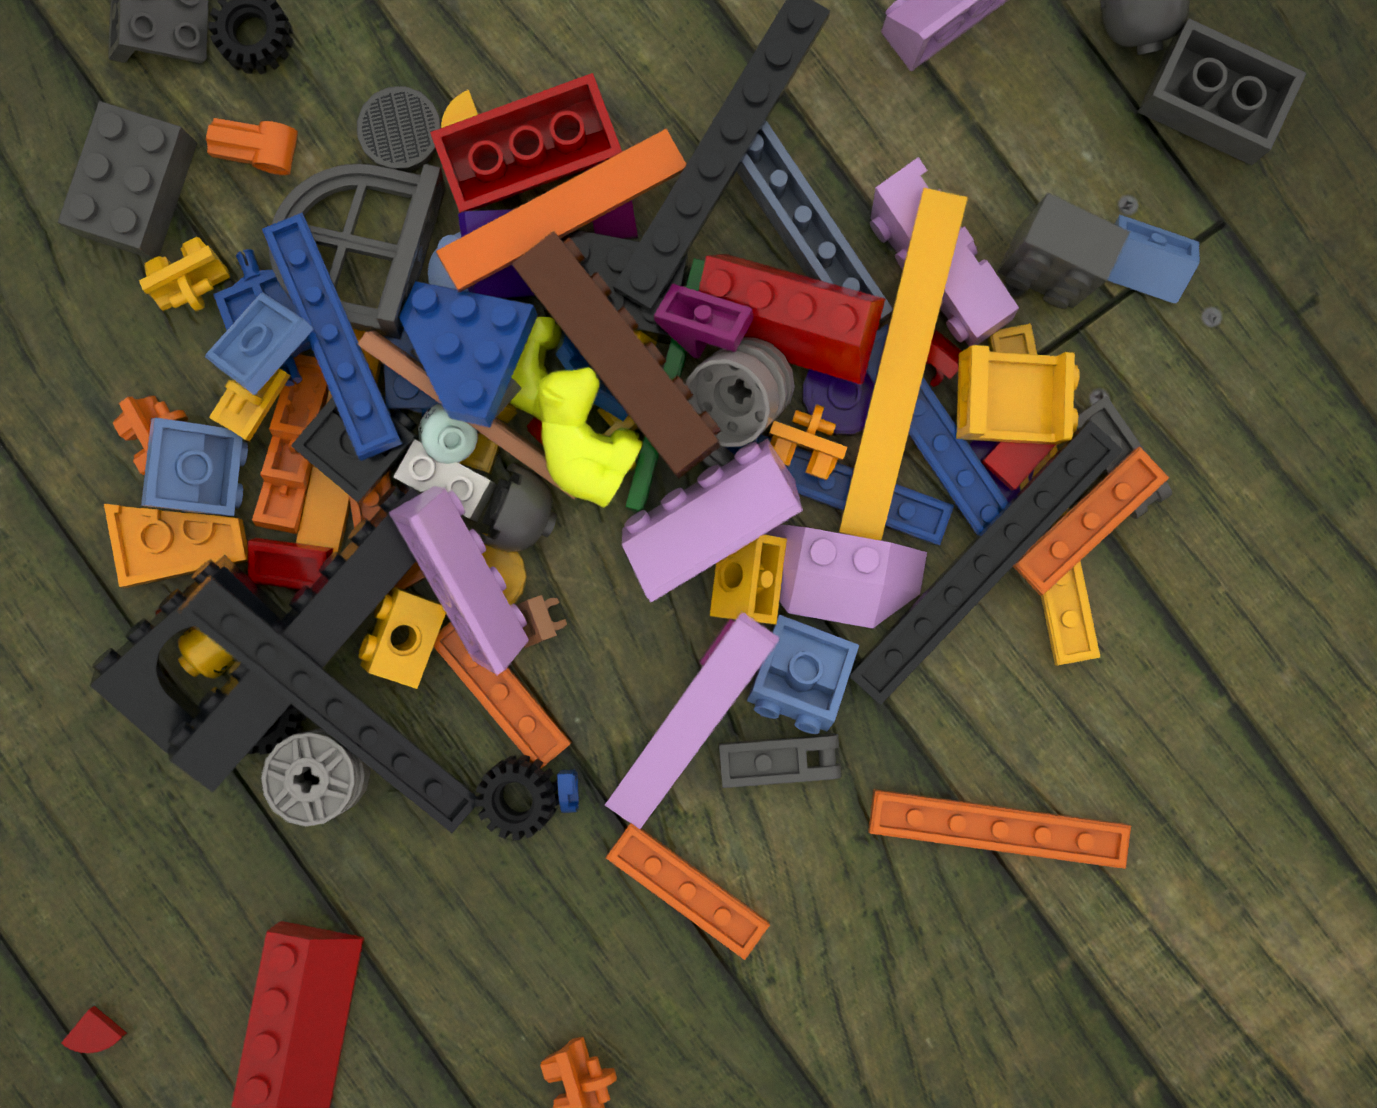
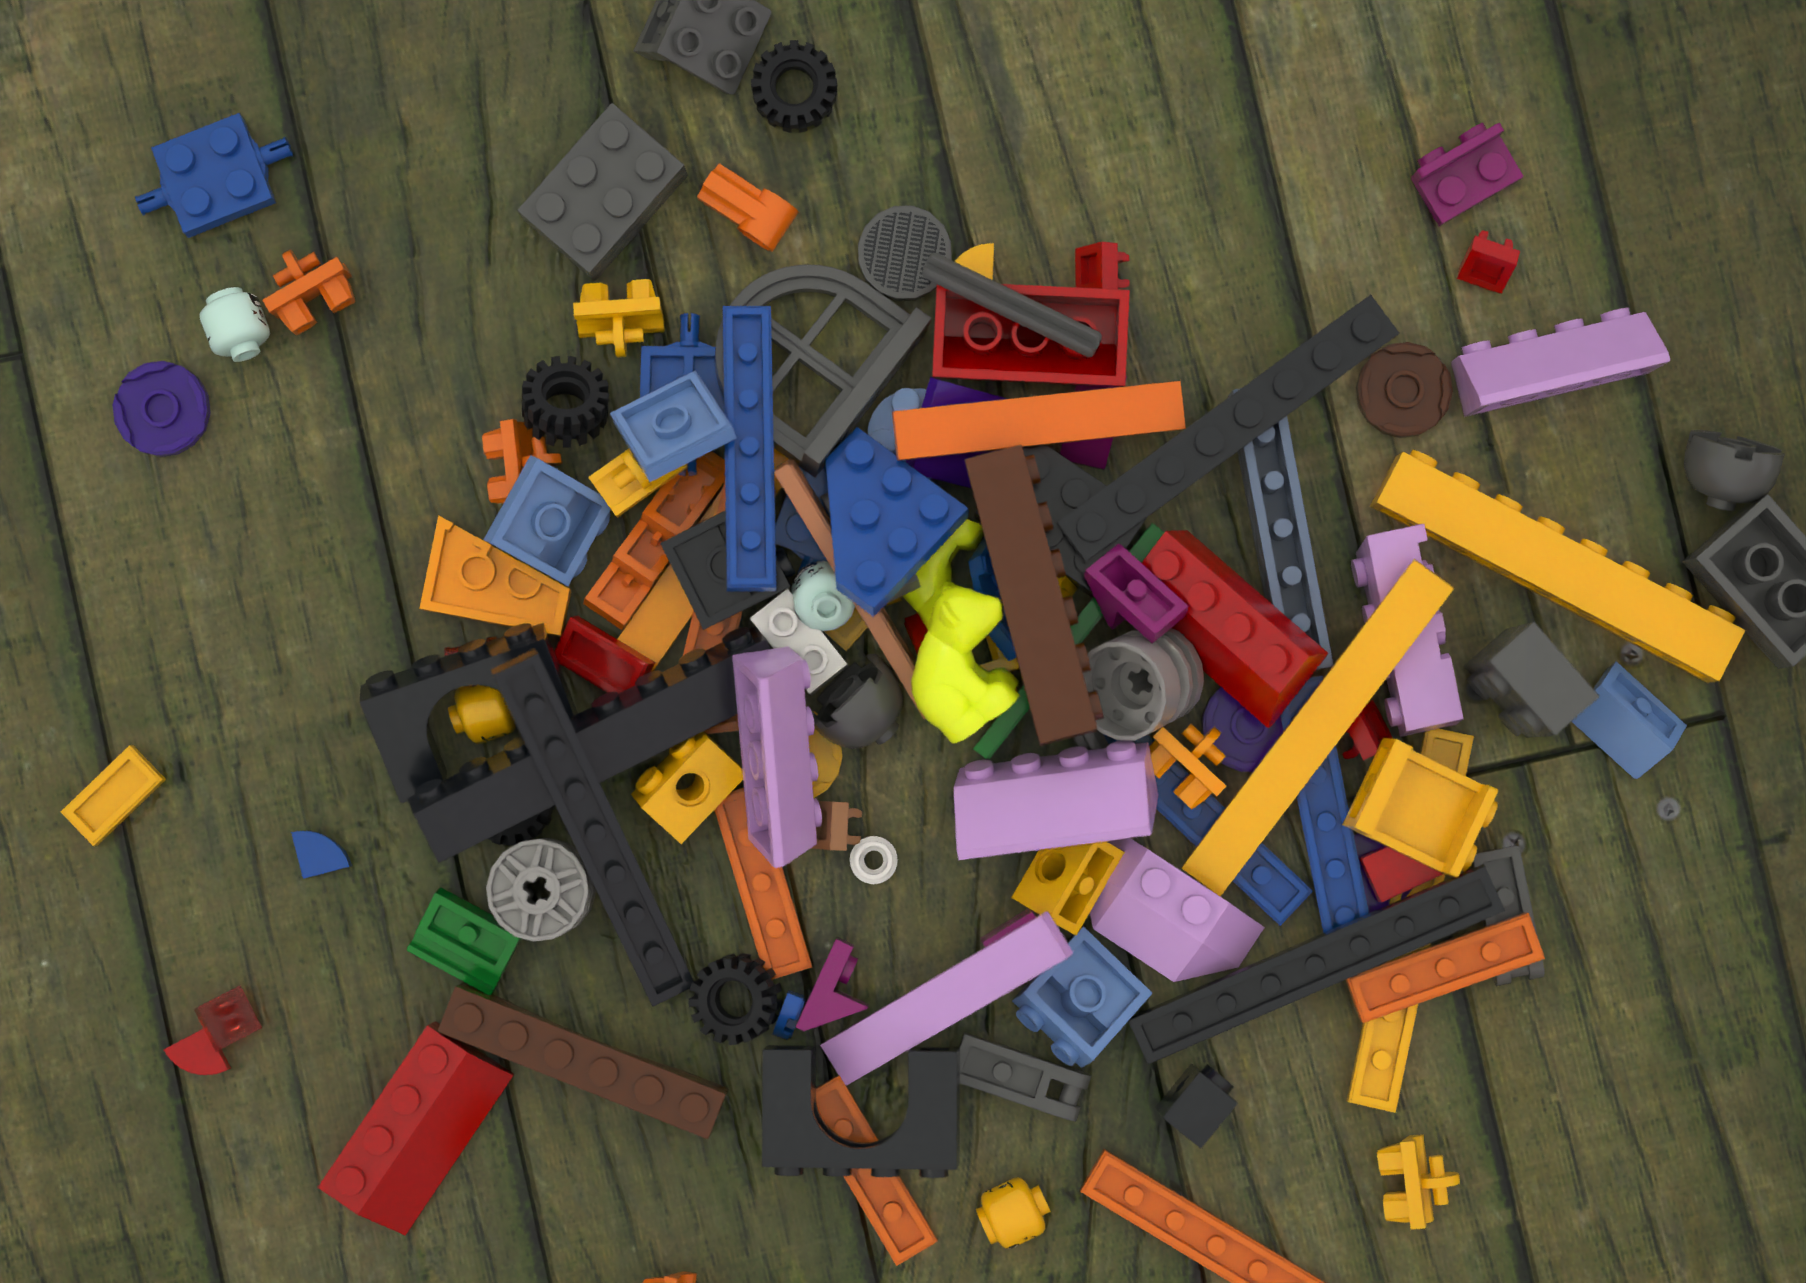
camera: 25 degrees right, 0 degrees up
(104, 994) = (227, 1018): none -> clear red tile
(124, 825) = (318, 853): none -> blue tile
(156, 350) = (565, 423): none -> black tyre
(272, 847) = (463, 941): none -> green plate
(453, 903) = (582, 1061): none -> reddish brown arch
(499, 123) = (1011, 305): none -> dark grey axle
(560, 66) = (1098, 266): none -> red tile
(570, 634) = (868, 875): none -> white plate
(593, 767) = (825, 1001): none -> magenta slope
(618, 889) = (799, 1138): none -> black arch
(822, 875) = (1013, 1213): none -> yellow head
(853, 69) = (1404, 390): none -> reddish brown tile
(936, 720) = (1197, 1103): none -> black brick
(1043, 156) = (1558, 567): none -> yellow brick
(1147, 725) = (1414, 1203): none -> yellow hips

